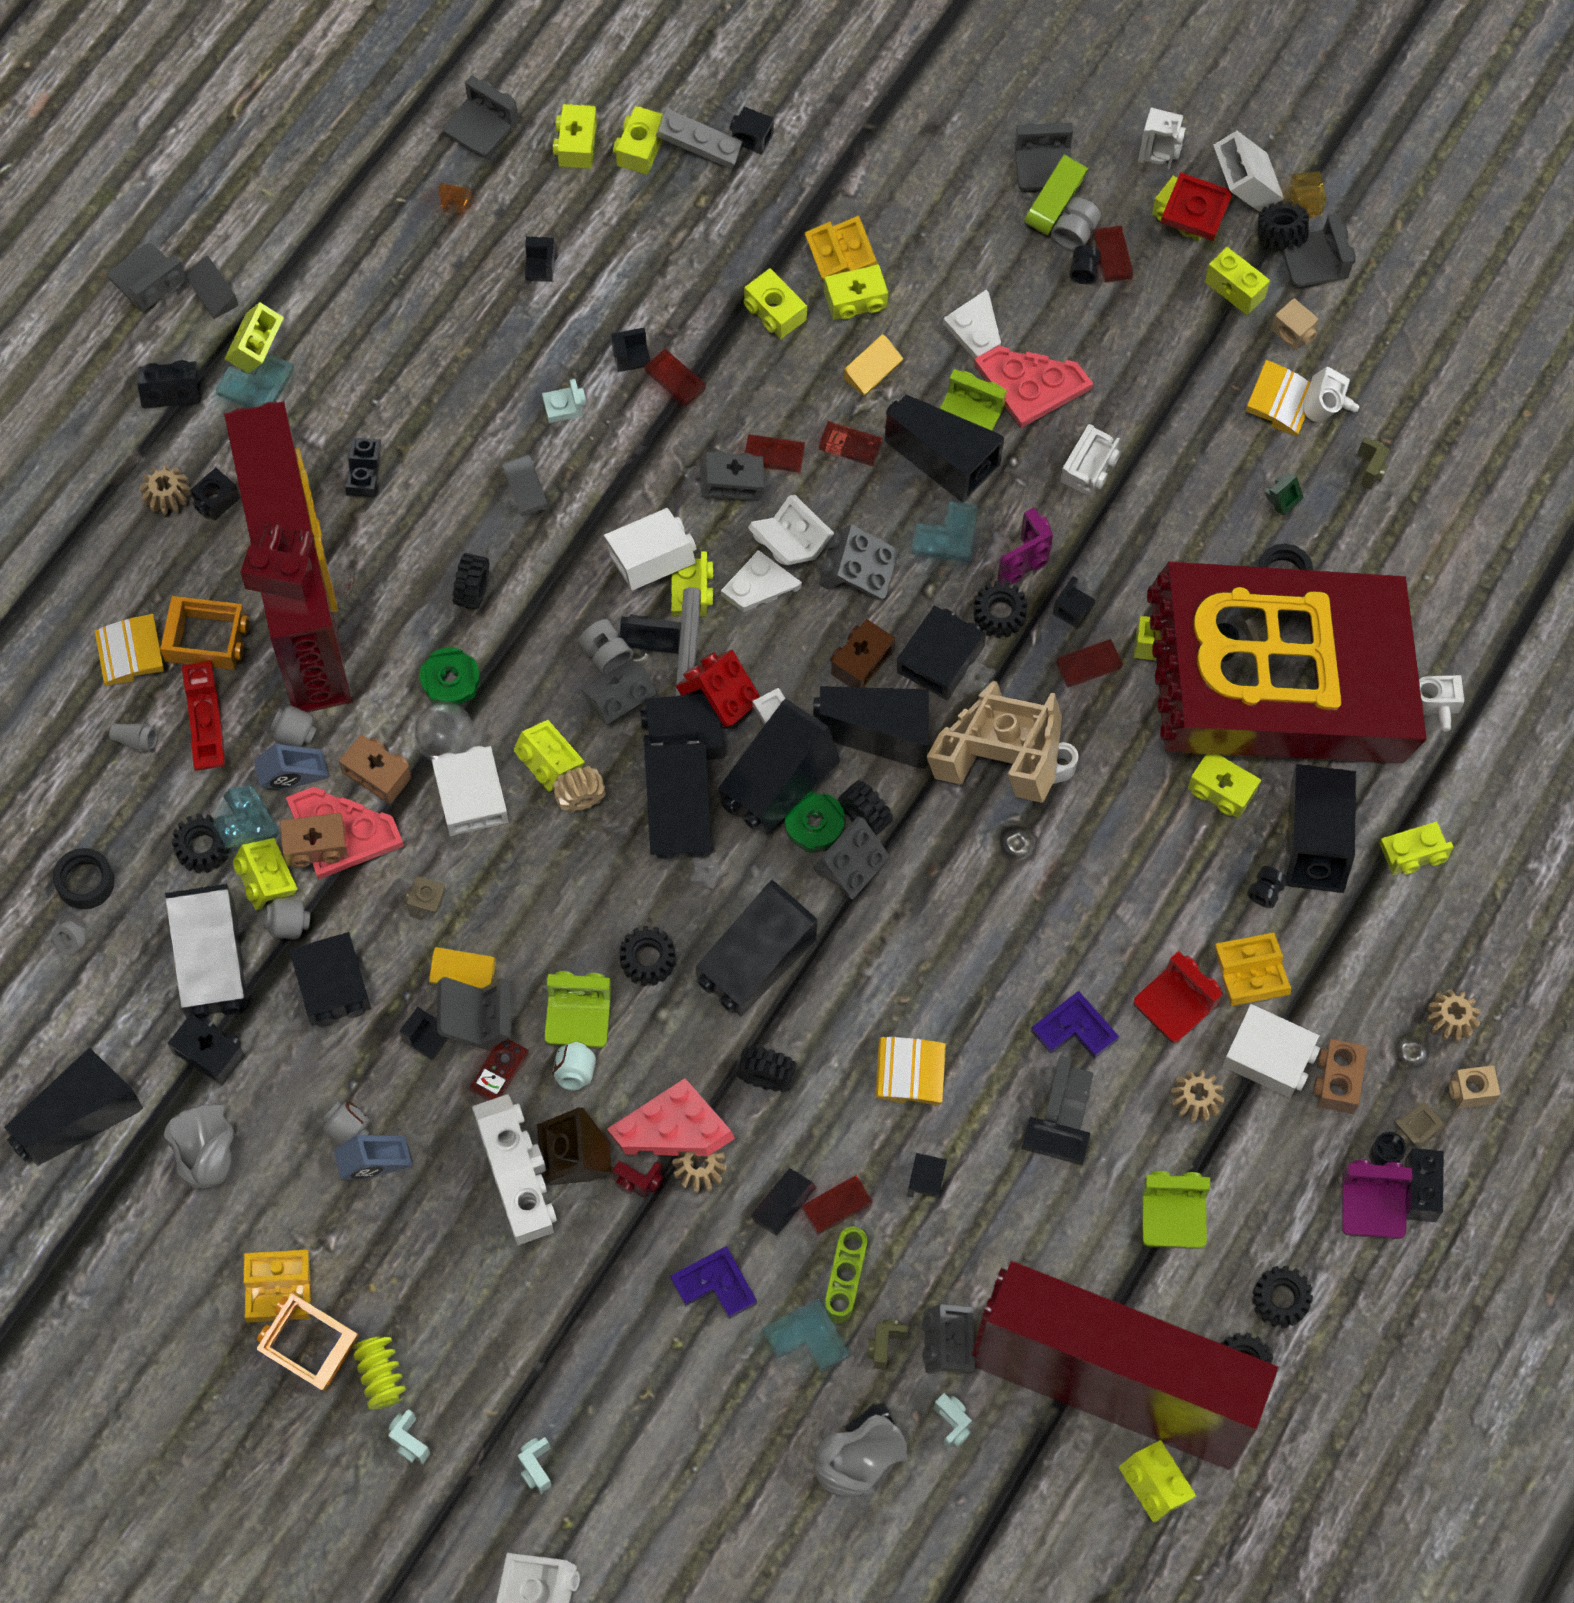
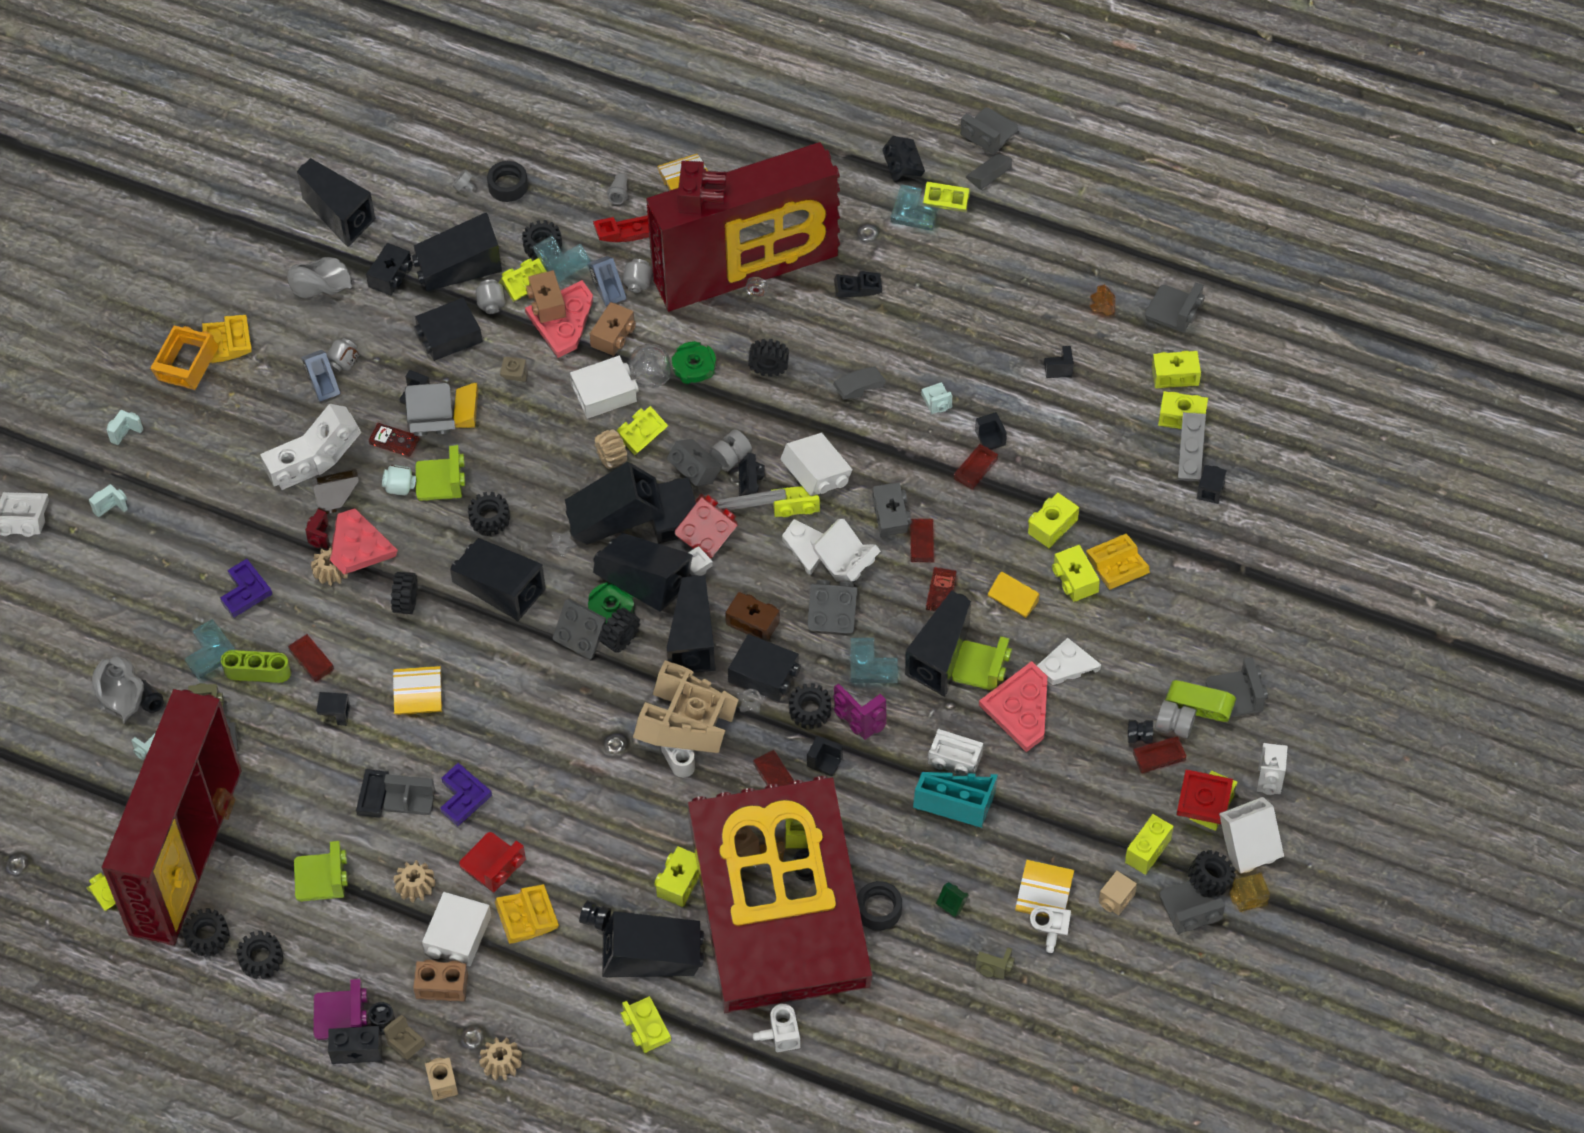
camera: 85 degrees right, 10 degrees down
(377, 1372) = (167, 401): neon yellow piece -> none
(783, 1201) = (308, 622): black tile -> none
(1155, 463) = (956, 797): none -> teal wedge

